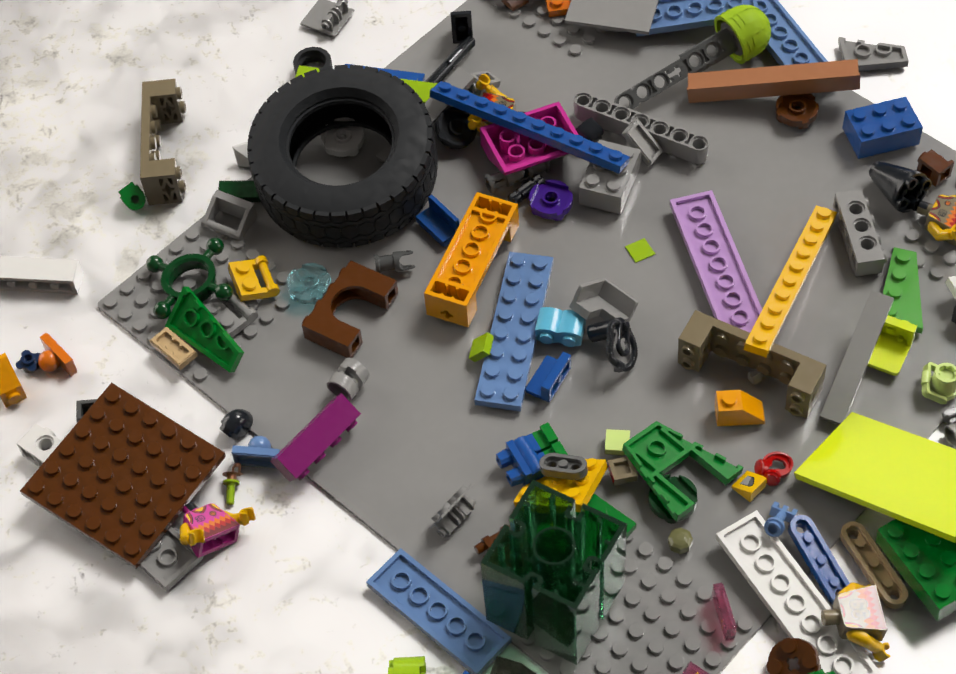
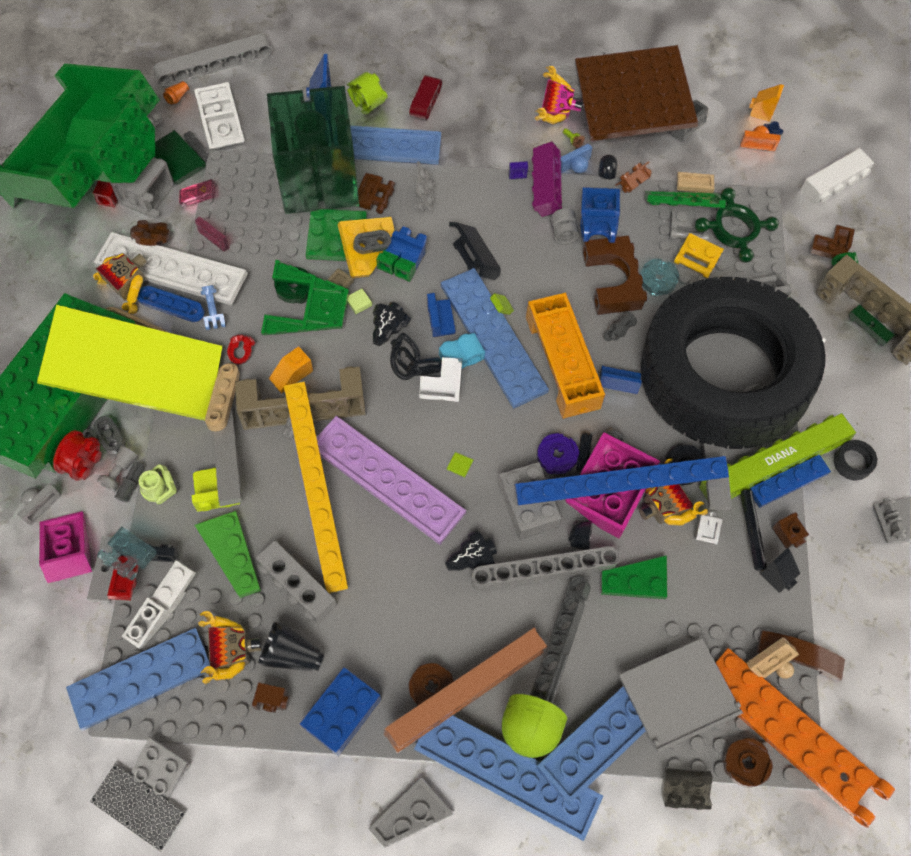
camera: 135 degrees right, 10 degrees up
(35, 443) = (703, 87): white brick -> none
(110, 219) = (831, 247): none -> reddish brown plate
(175, 141) = (877, 329): none -> dark green piece
(223, 394) = (628, 179): none -> dark orange hinge
(312, 354) = (600, 213): none -> blue brick
(332, 472) = (518, 170): none -> dark purple tile
(340, 643) = (425, 97): none -> dark red beam
(422, 41) = (788, 537): none -> reddish brown brick
(450, 426) = (483, 258): none -> black piece
(568, 82) = (639, 579): none -> green wing
(606, 399) = (388, 321): none -> black rock
(639, 137) = (529, 547): light grey tile -> none
(680, 540) = (268, 263): olive tile -> none
(689, 170) = (472, 553): none -> black rock
(749, 485) = (249, 325): yellow slope -> none
(825, 420) = (222, 397): none -> tan plate

